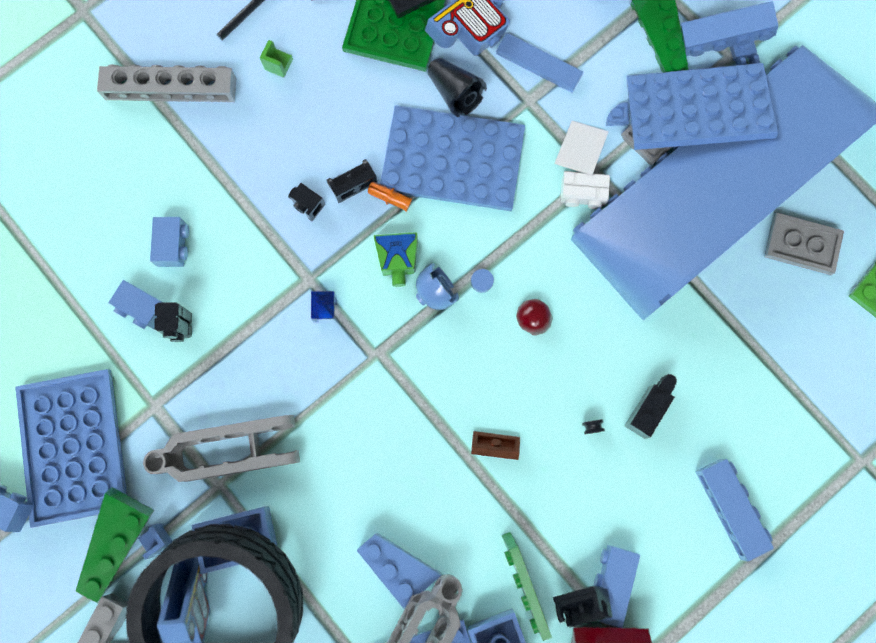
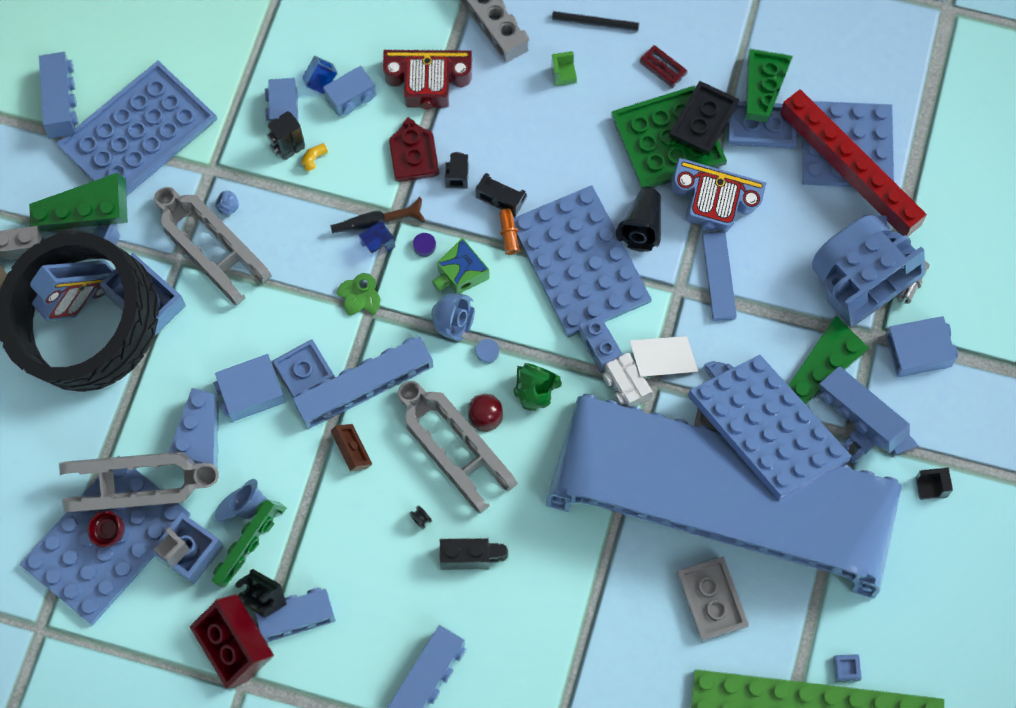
camera: 55 degrees right, 10 degrees down
(133, 257) = (319, 74): none -> clear blue panel
(197, 411) = (226, 203): none -> medium blue piece
(200, 169) = (427, 74): none -> brick
(204, 312) = (311, 154): none -> yellow arm
(262, 226) = (413, 152): none -> dark red tile
(302, 294) = (371, 218): none -> piece
(352, 270) = (424, 244): none -> dark purple tile
(364, 354) = (357, 297): none -> bright green plate
(384, 499) = (248, 388): none -> medium blue brick
(396, 441) = (302, 368): none -> medium blue tile
(444, 399) = (363, 382): none -> medium blue brick
(484, 571) = (240, 502): none -> medium blue piece
(490, 365) = (421, 402): none -> light grey piece
(539, 188) = (599, 342): none -> medium blue brick
(541, 263) = (535, 386): none -> green helmet
(813, 22) = (934, 483): none -> black panel

